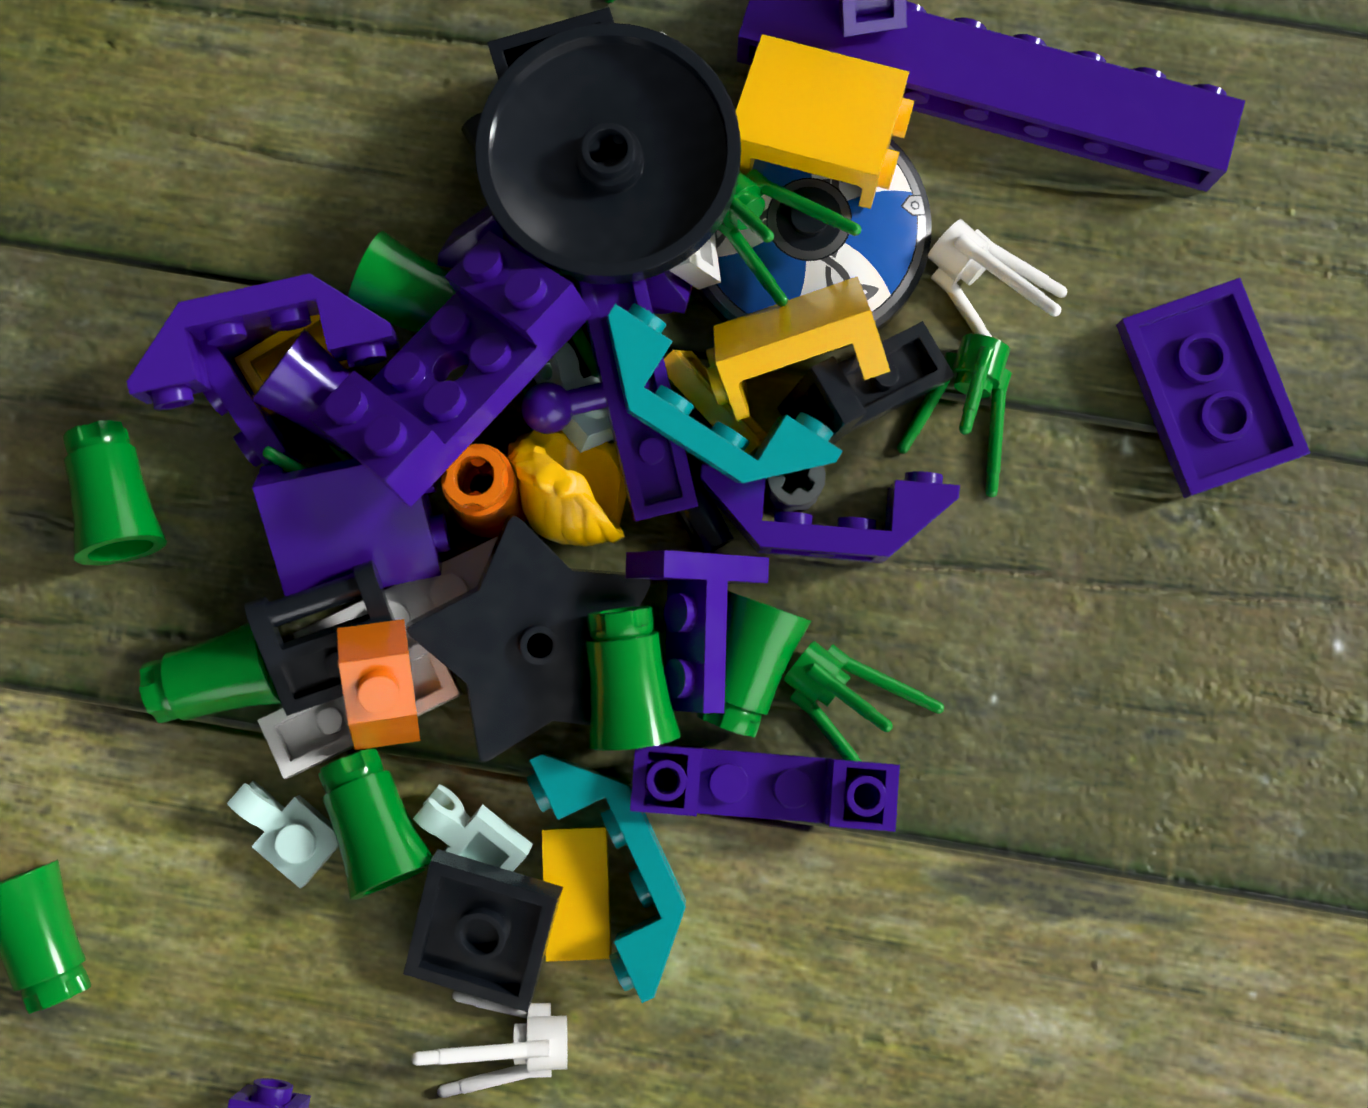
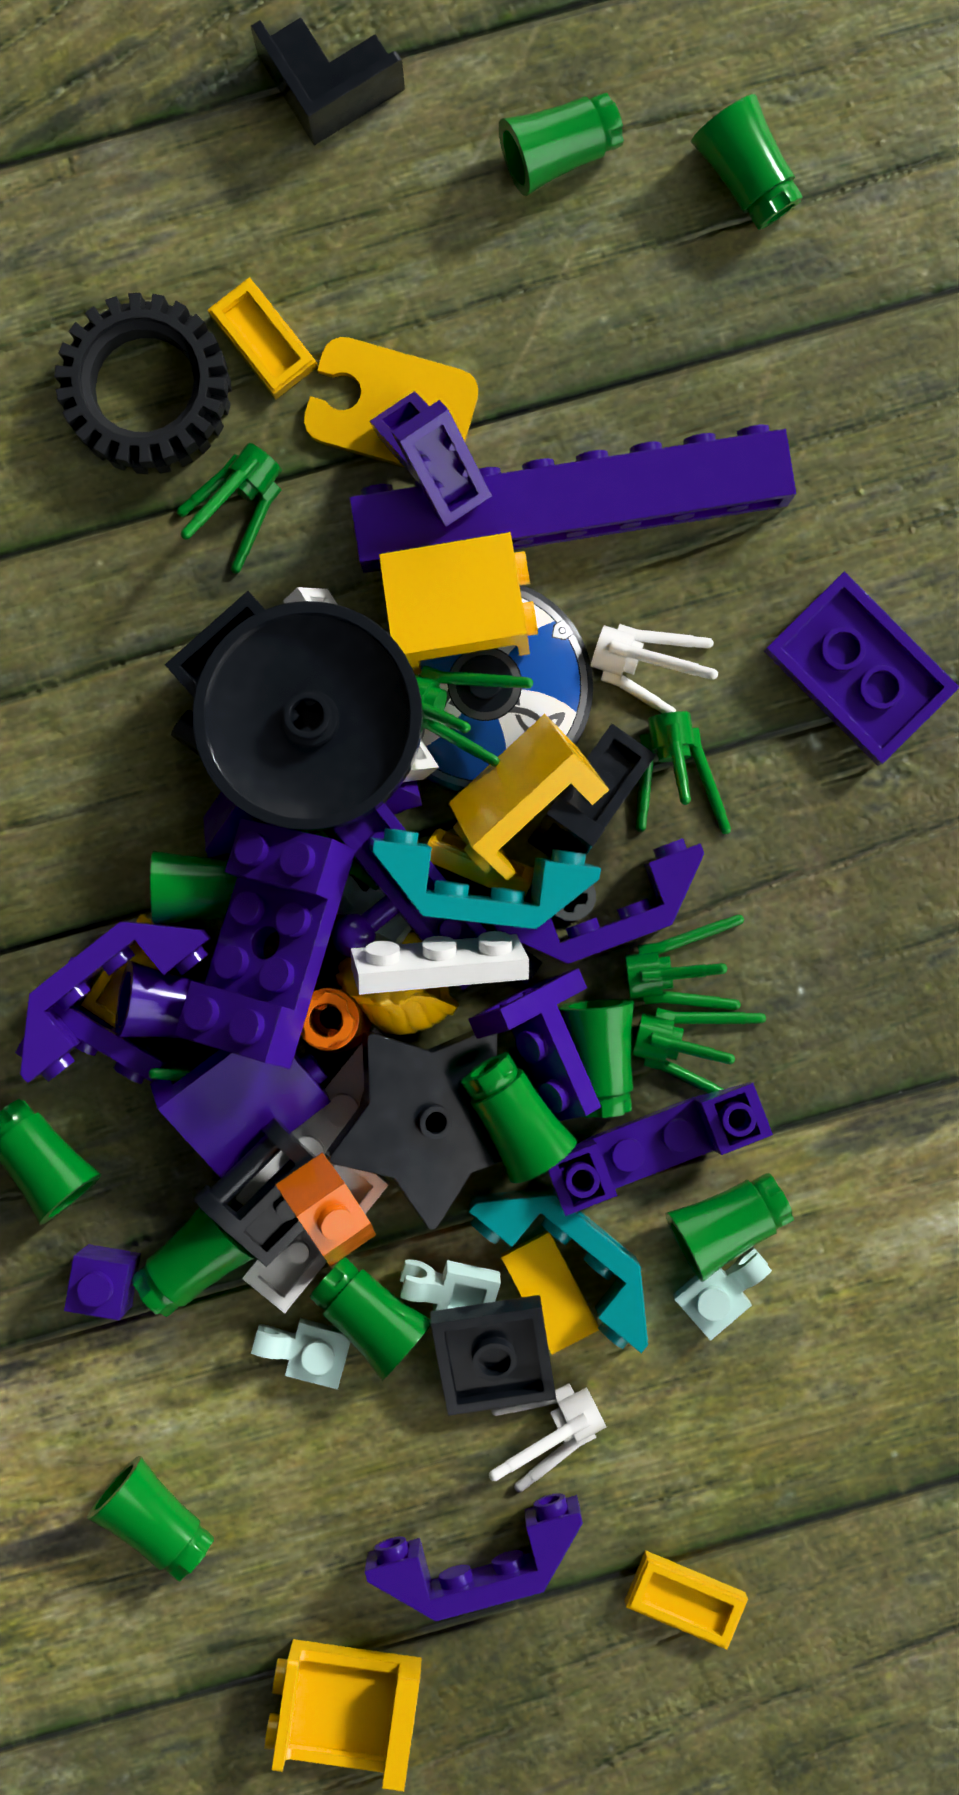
camera: 30 degrees left, 5 degrees up
(108, 653) = (102, 1282): none -> dark purple brick
(623, 472) = (439, 963): none -> white plate
(752, 985) = (721, 1297): none -> light aqua plate
(803, 909) = (729, 1223): none -> green plant
(843, 603) = (652, 974): none -> green plant

